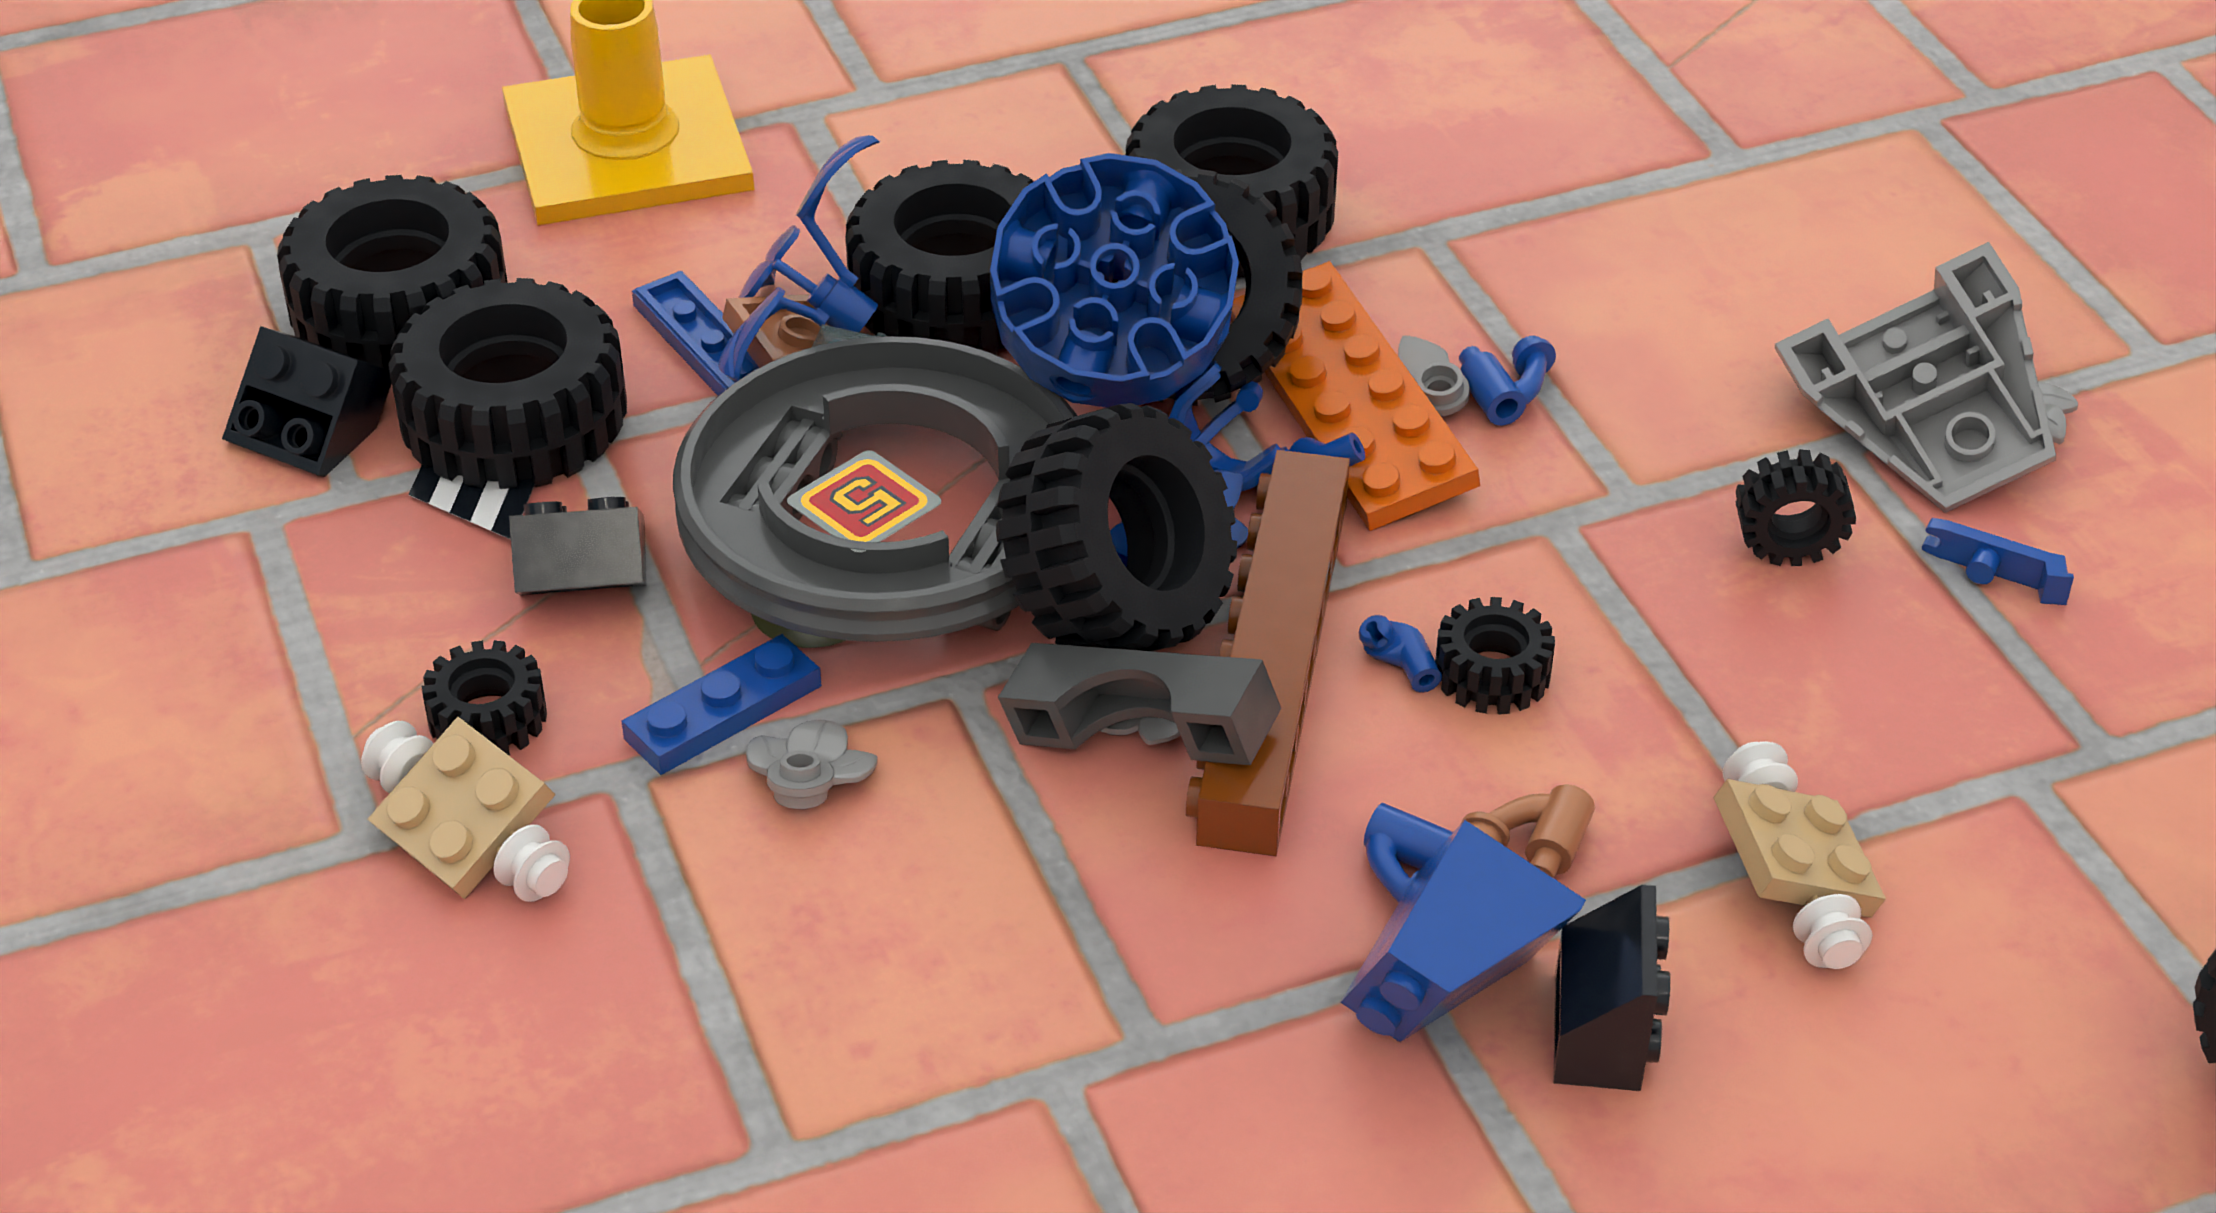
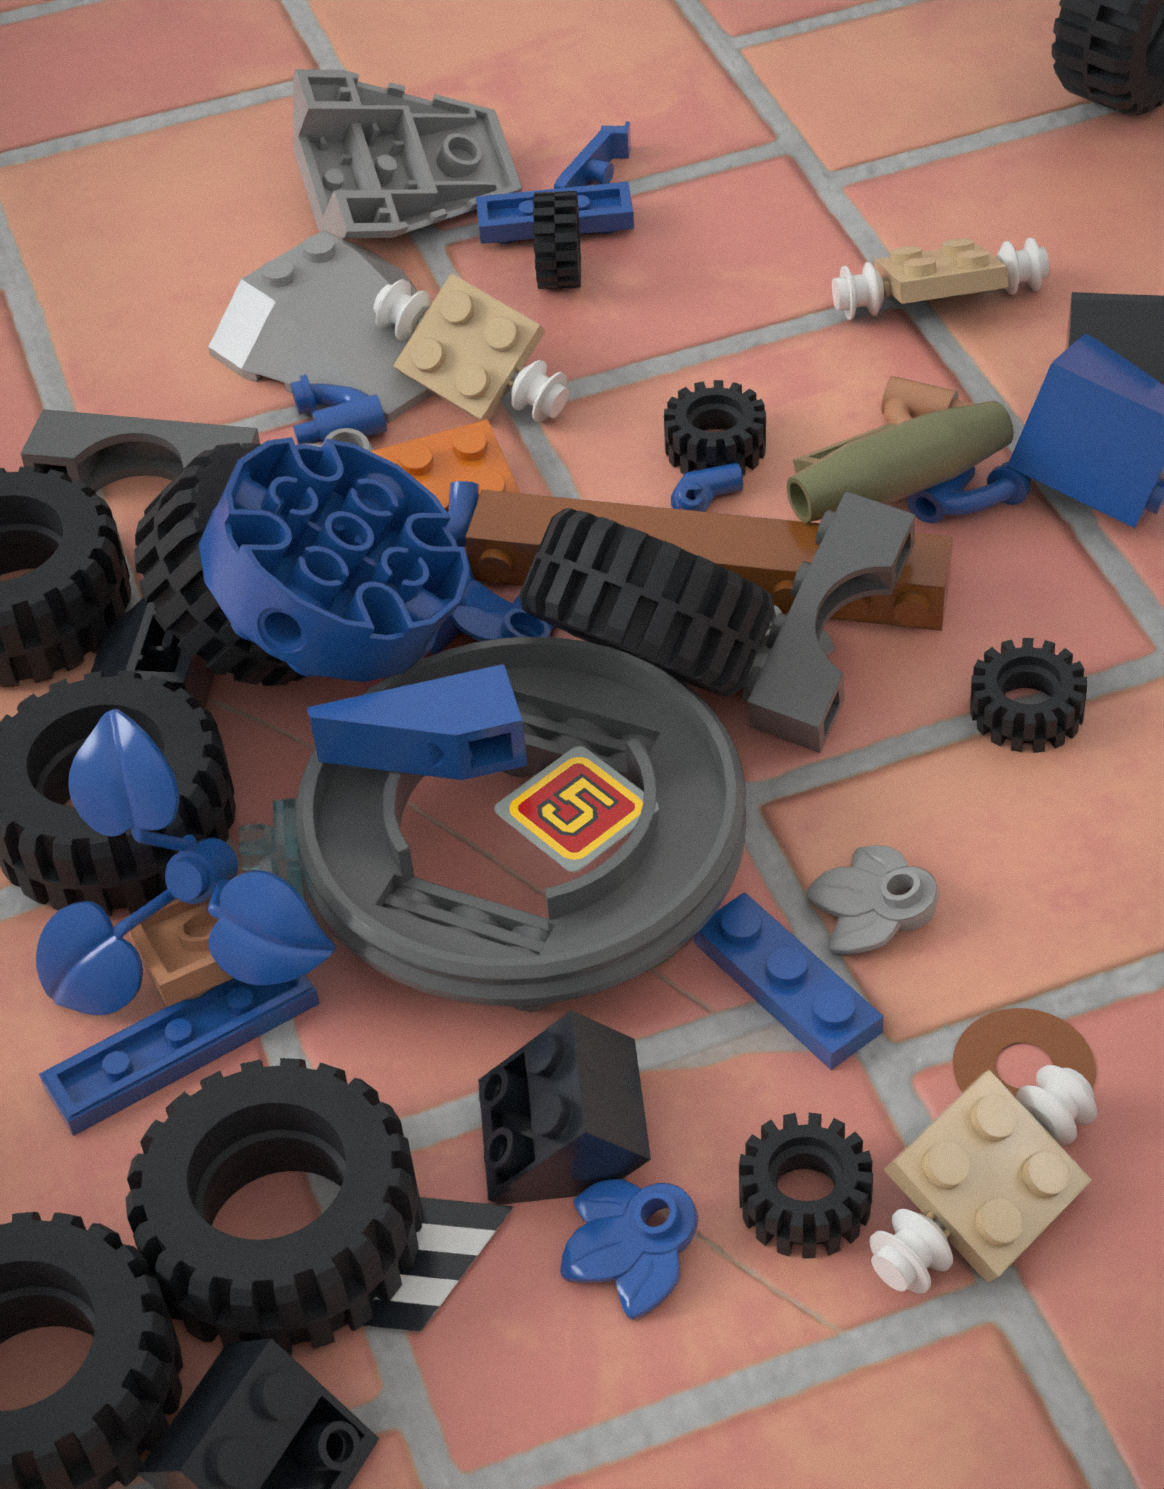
camera: 85 degrees left, 5 degrees up
(457, 602) = (622, 1245): none -> blue plate
(650, 876) = (988, 1035): none -> dark orange piece
(941, 391) = (430, 728): none -> blue slope
(1071, 917) = (1035, 670): none -> black tyre
(1402, 761) = (898, 458): none -> olive plate
(1429, 222) = (114, 447): none -> dark grey arch
(1585, 449) = (470, 349): none -> tan plate
(1658, 377) = (318, 319): none -> light grey wedge
(1890, 530) = (510, 215): none -> blue plate

